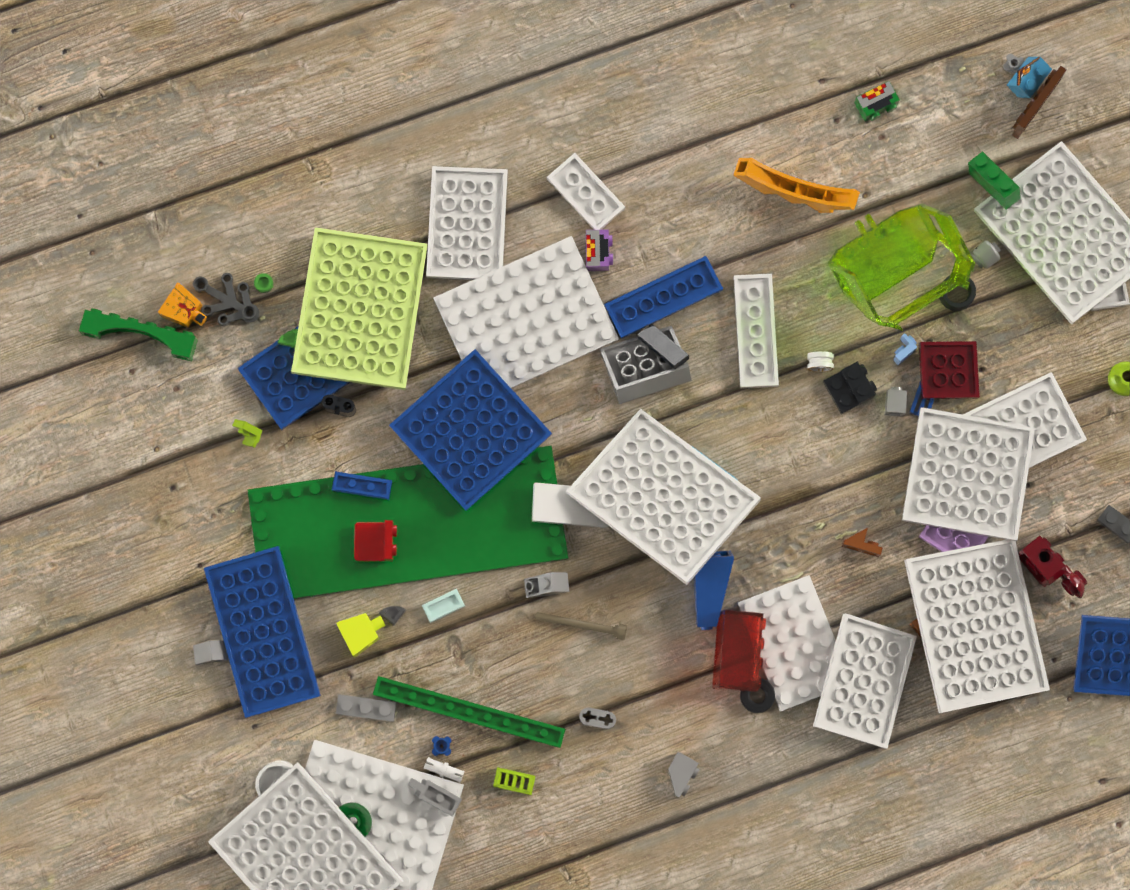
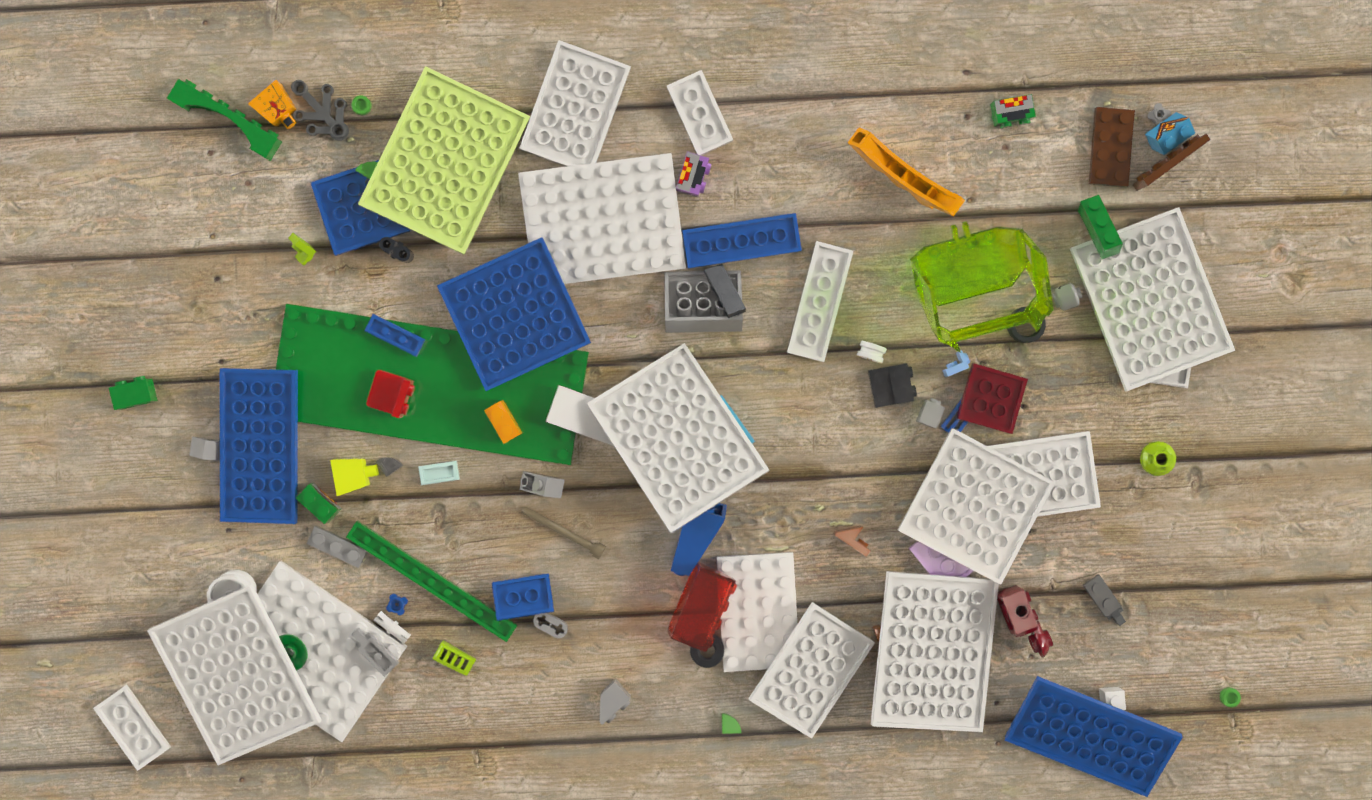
camera: 15 degrees right, 10 degrees up
(124, 620) = (133, 394): none -> green brick
(336, 669) = (318, 503): none -> green brick
(491, 534) = (503, 421): none -> light orange brick
(562, 699) = (522, 597): none -> blue tile
(803, 761) = (730, 724): none -> bright green tile
(980, 106) = (1111, 147): none -> reddish brown plate

